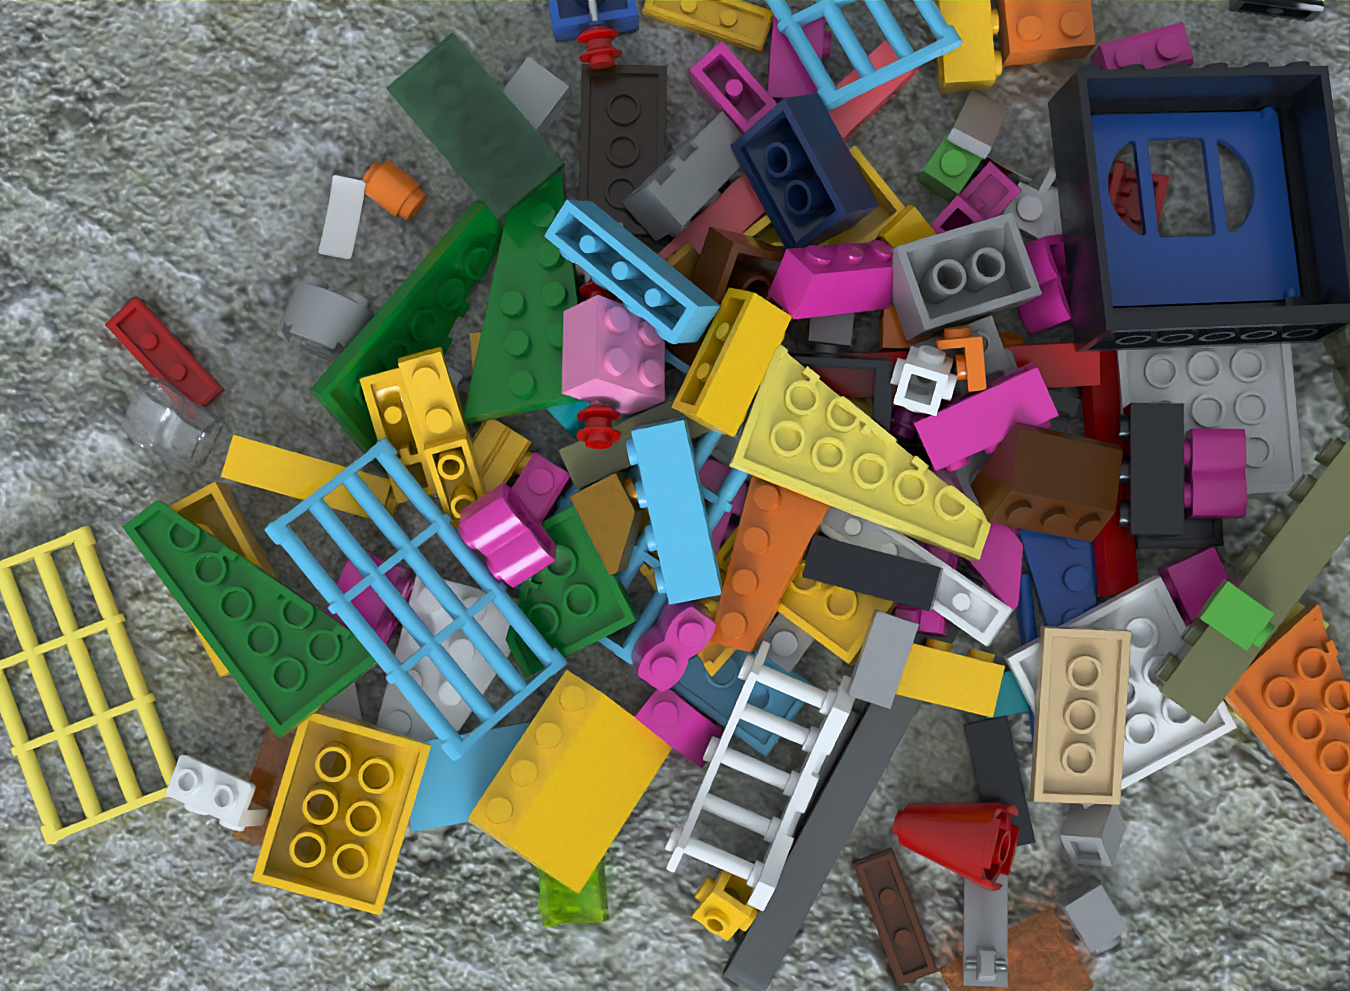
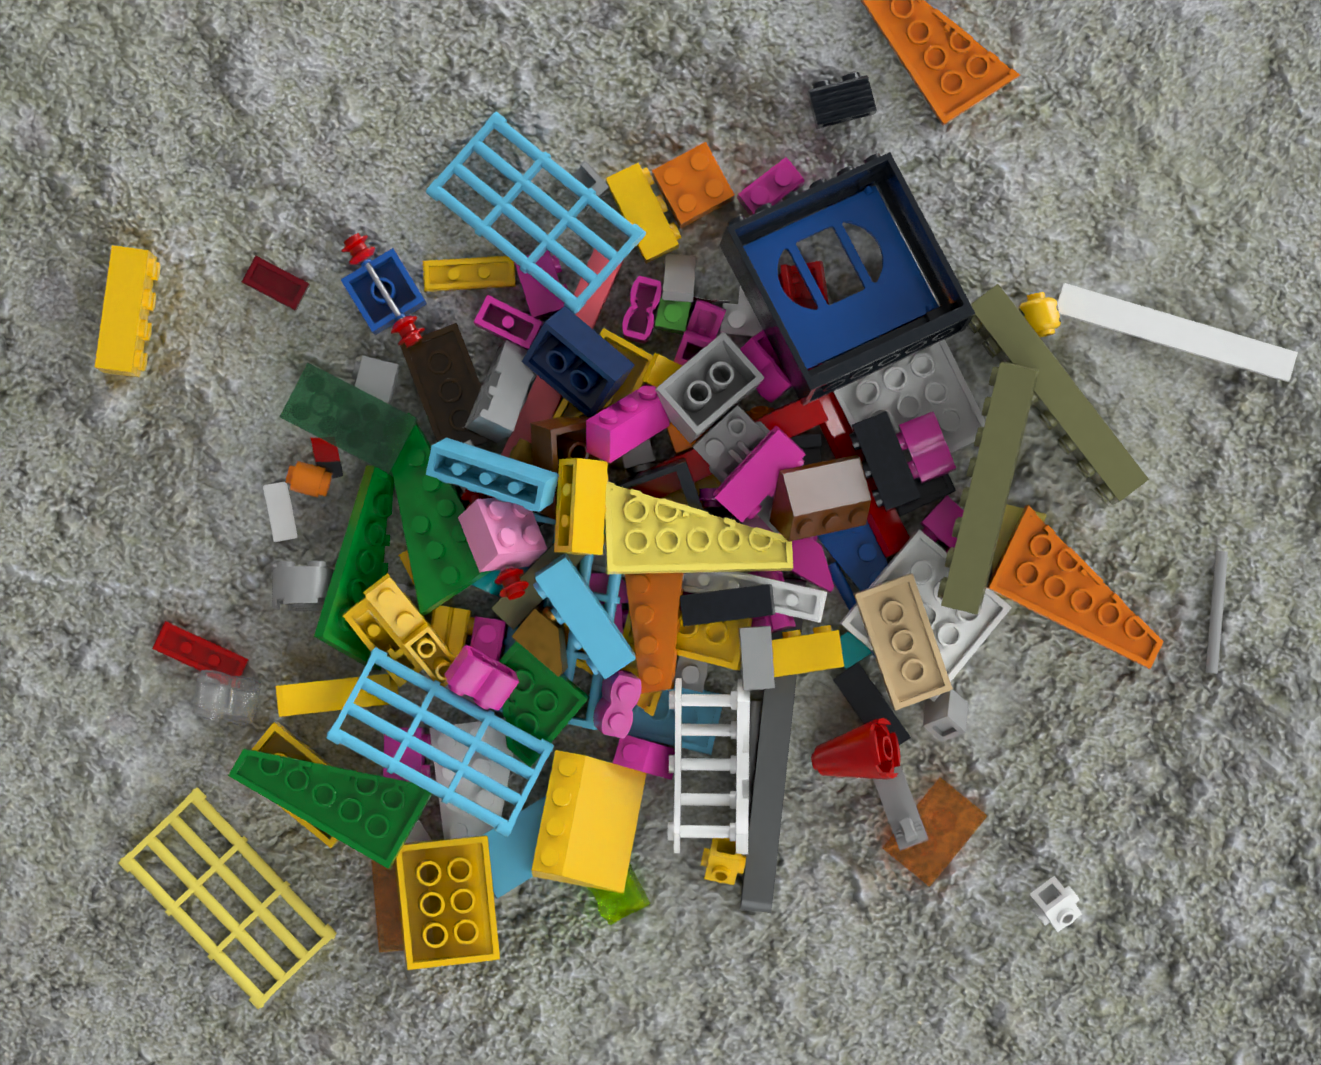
camera: 30 degrees left, 0 degrees up
(216, 793) = (358, 924): white bracket -> none
(431, 170) = (326, 456): none -> red sticker
(895, 916) = (839, 824): reddish brown tile -> none
(917, 140) = (644, 301): none -> dark pink brick
(923, 380) = (709, 466): white brick -> none
(969, 364) = (735, 444): orange bracket -> none
(1093, 916) = (968, 770): light grey brick -> none
(1237, 616) = (966, 538): bright green brick -> none

